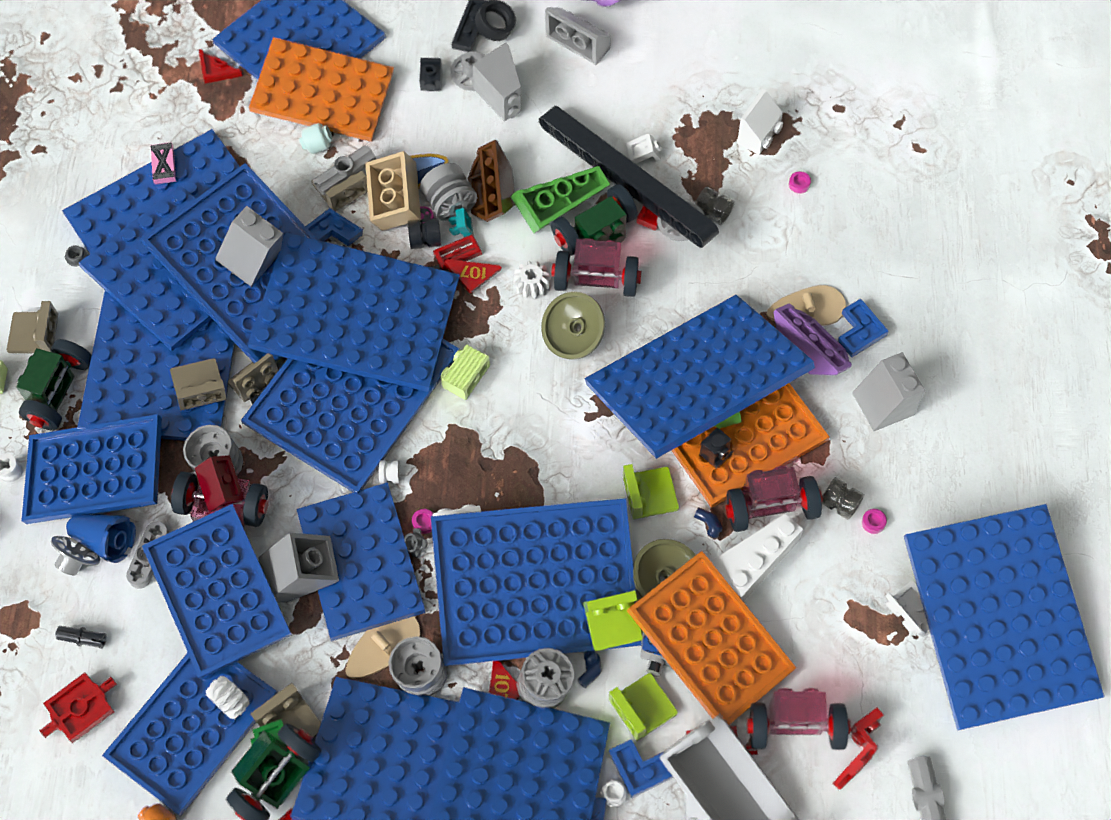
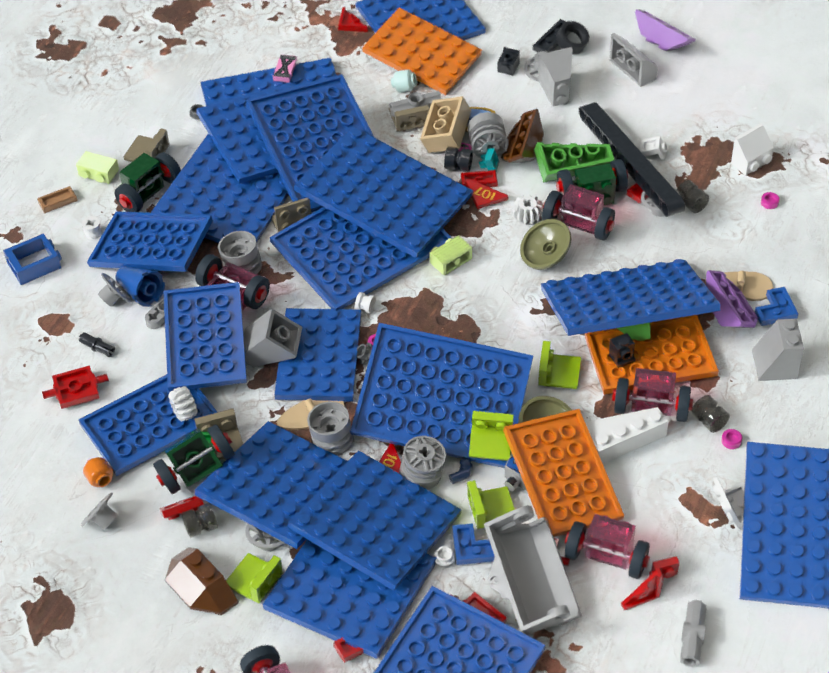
camera: 20 degrees right, 15 degrees down
(198, 384) = (248, 208): dark tan bracket -> none
(219, 482) = (236, 265): dark red panel -> none
(250, 246) = (322, 123): light grey slope -> none
(335, 225) = (393, 138): blue plate -> none
(712, 521) = (599, 401): dark blue arm -> none

